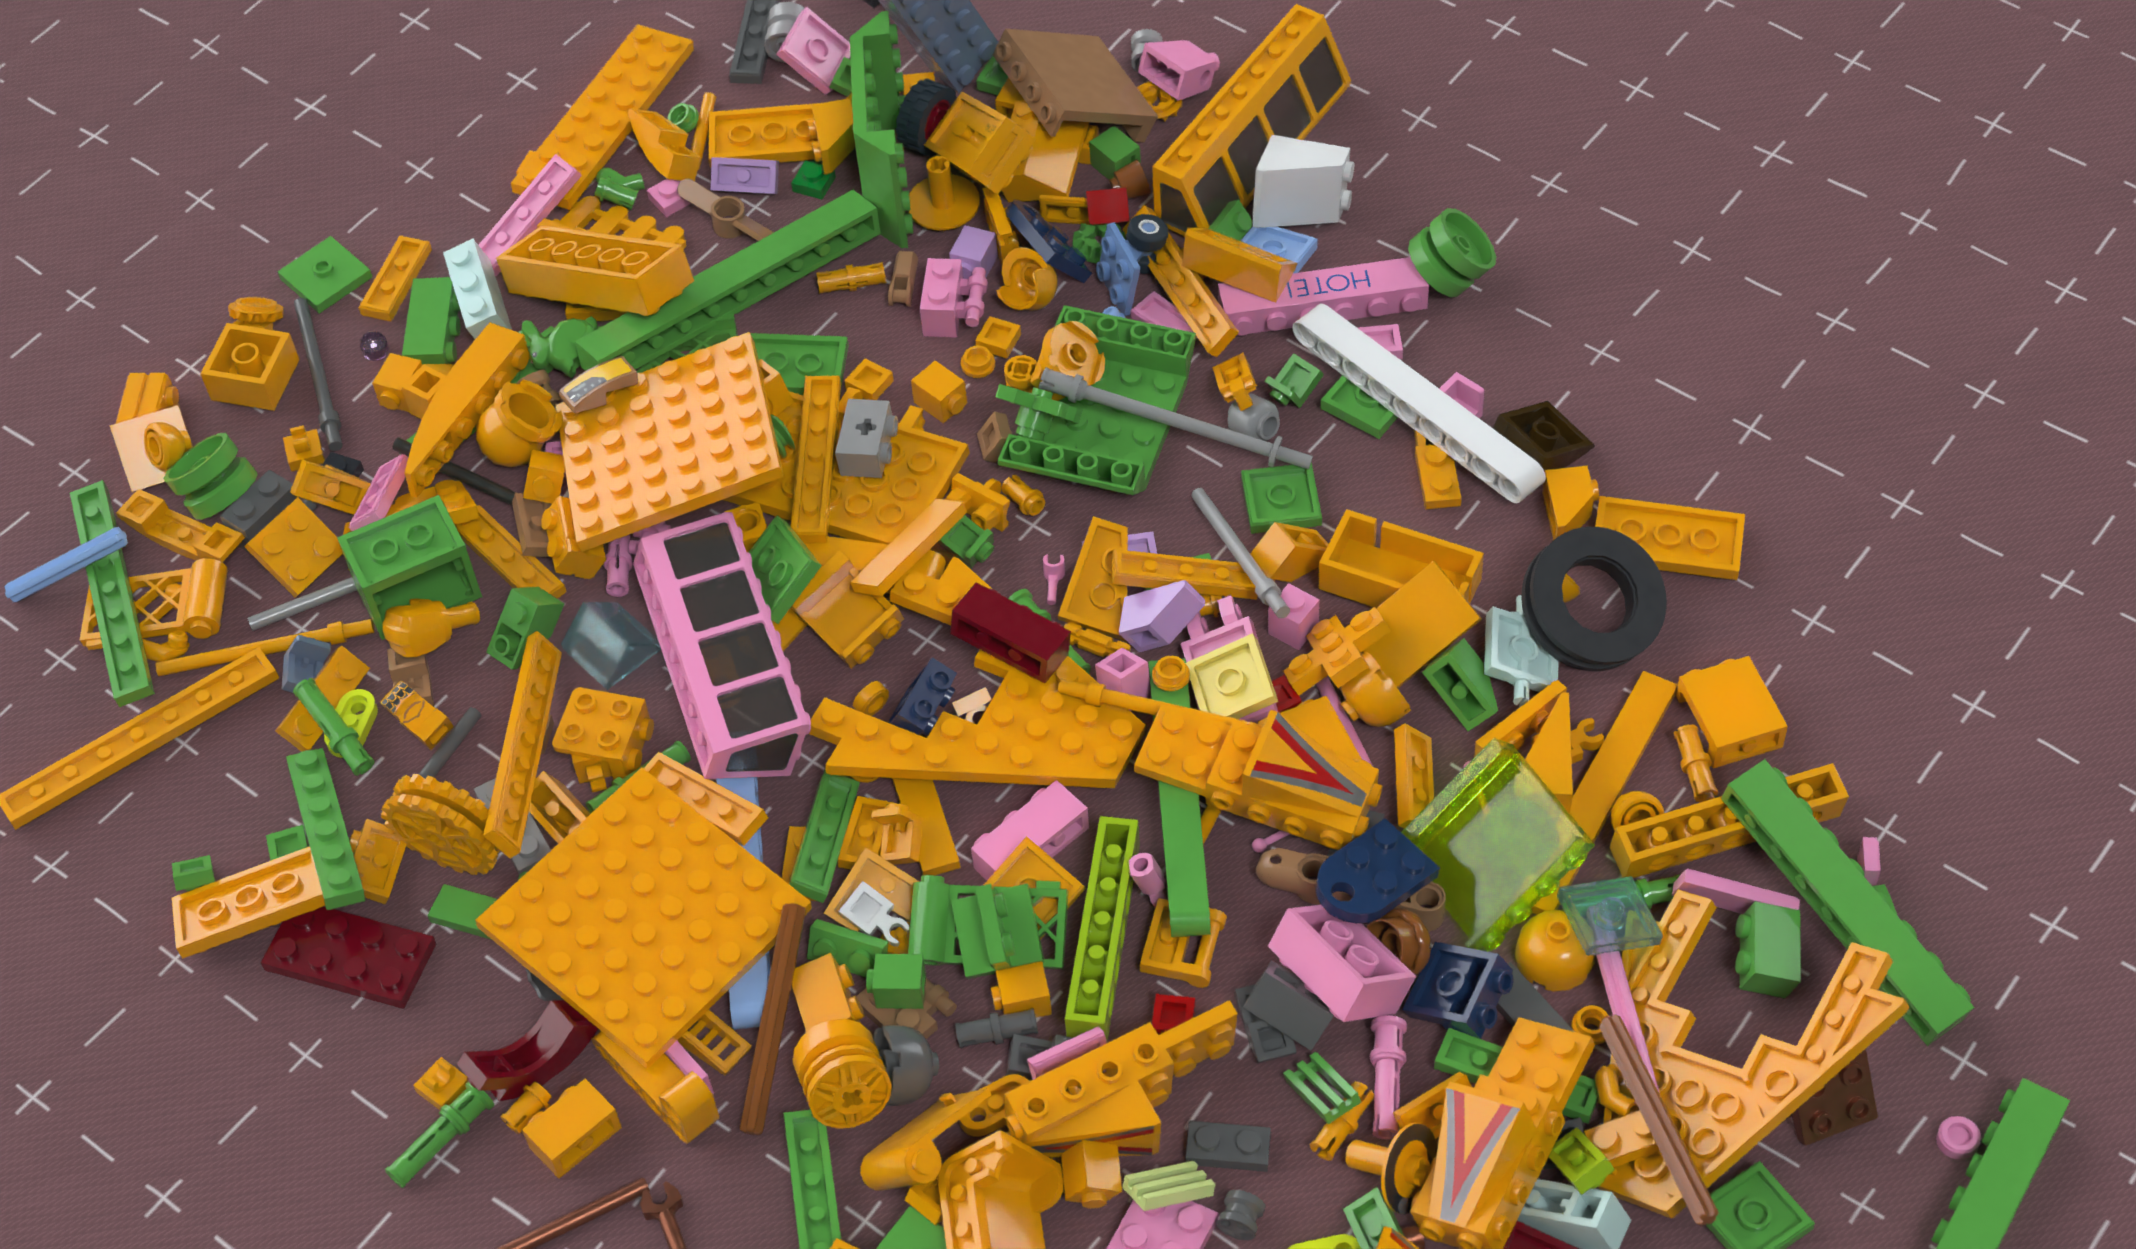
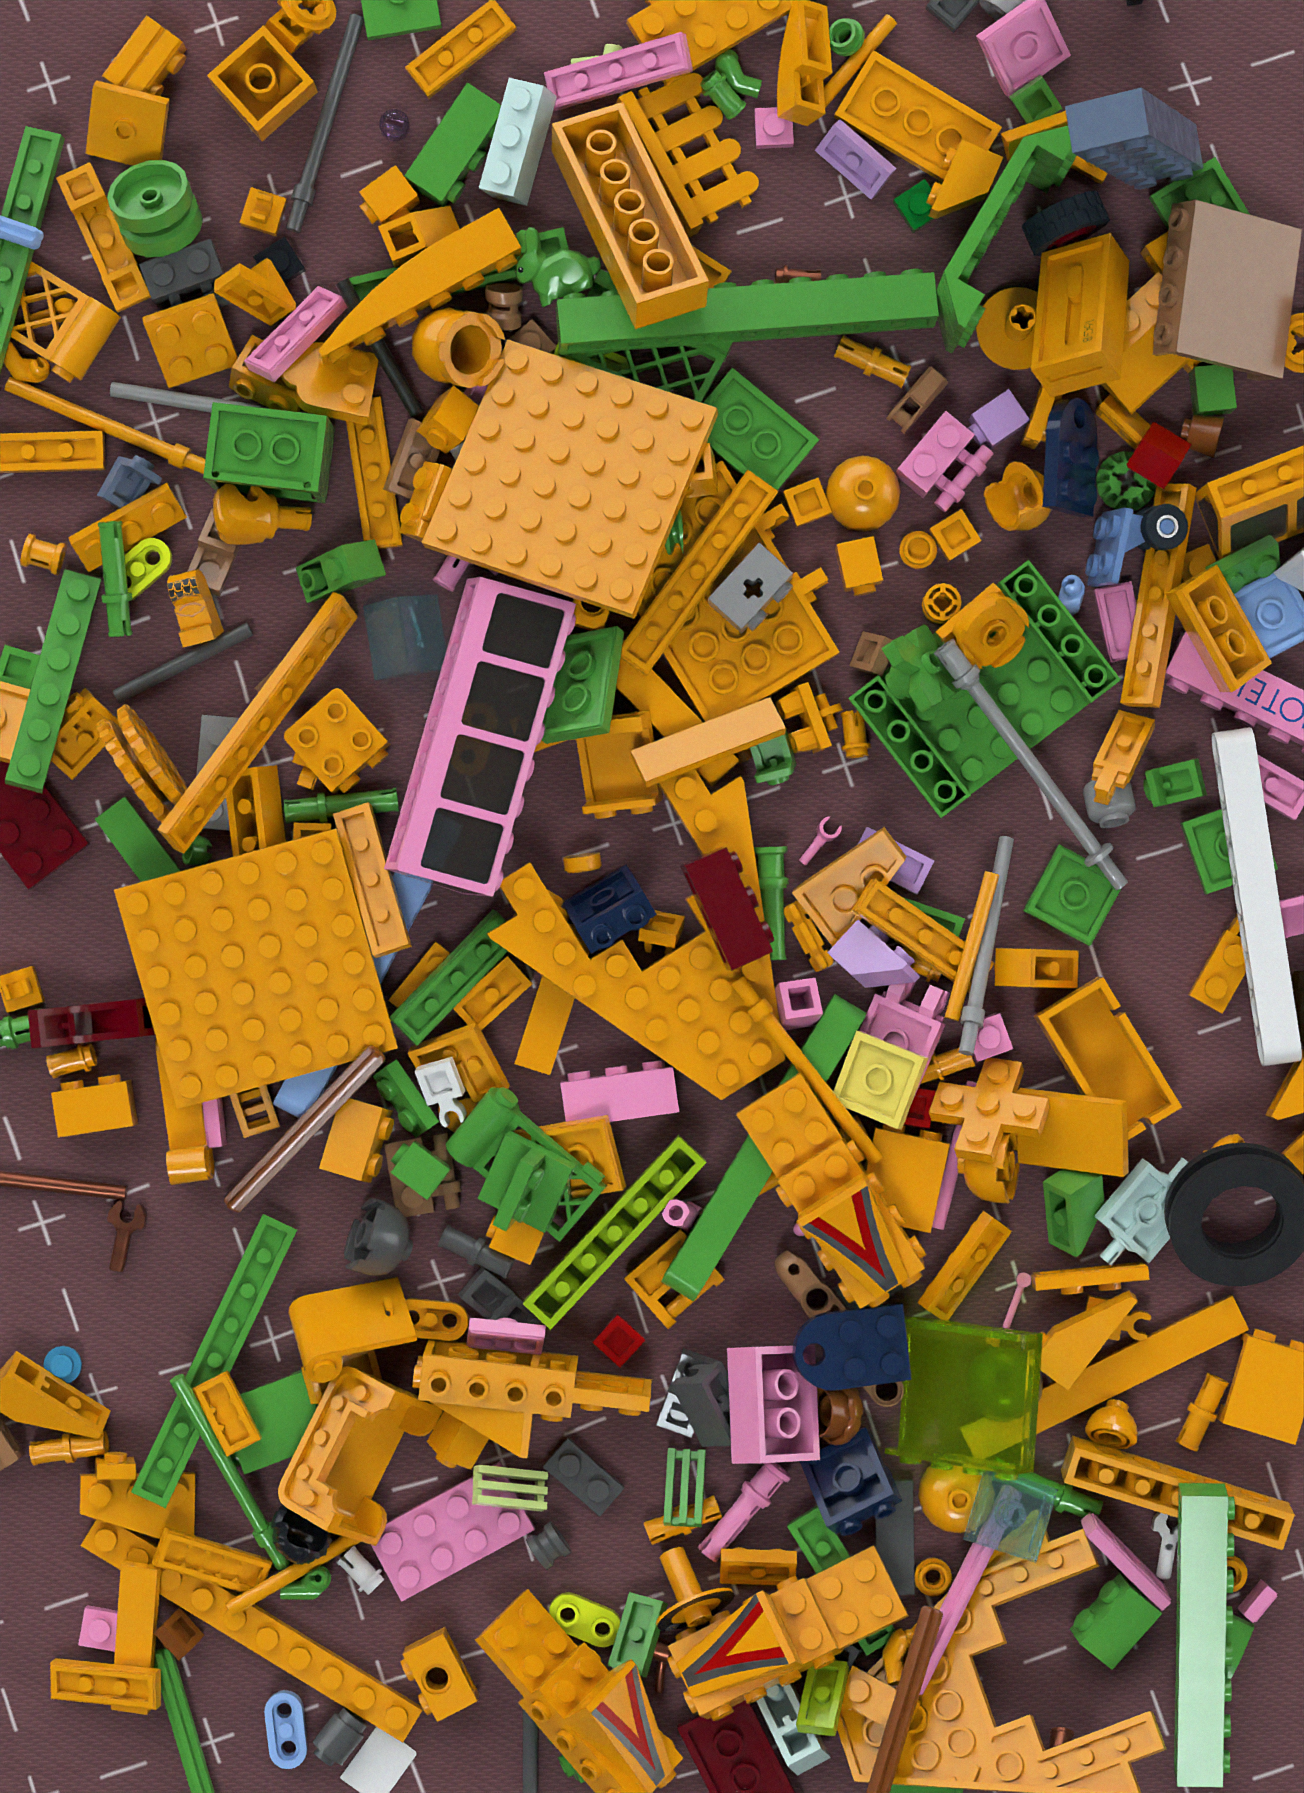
camera: 30 degrees right, 35 degrees up
(165, 444) = (133, 144): light orange brick -> none
(260, 758) = (43, 554): none -> light orange bush
(590, 387) = (548, 364): slope -> none
(721, 207) = (801, 179): medium nougat piece -> none
(841, 1073) = (322, 1224): light orange wheel -> none
(900, 833) = (514, 1024): light orange bracket -> none
(906, 348) = (863, 493): none -> light orange cylinder
(1170, 673) = (835, 1035): light orange plate -> none
(1228, 557) = (971, 946): none -> light orange bar
(1281, 652) = (946, 1064): none -> light orange axle
(1756, 871) = (1167, 1547): none -> white bar

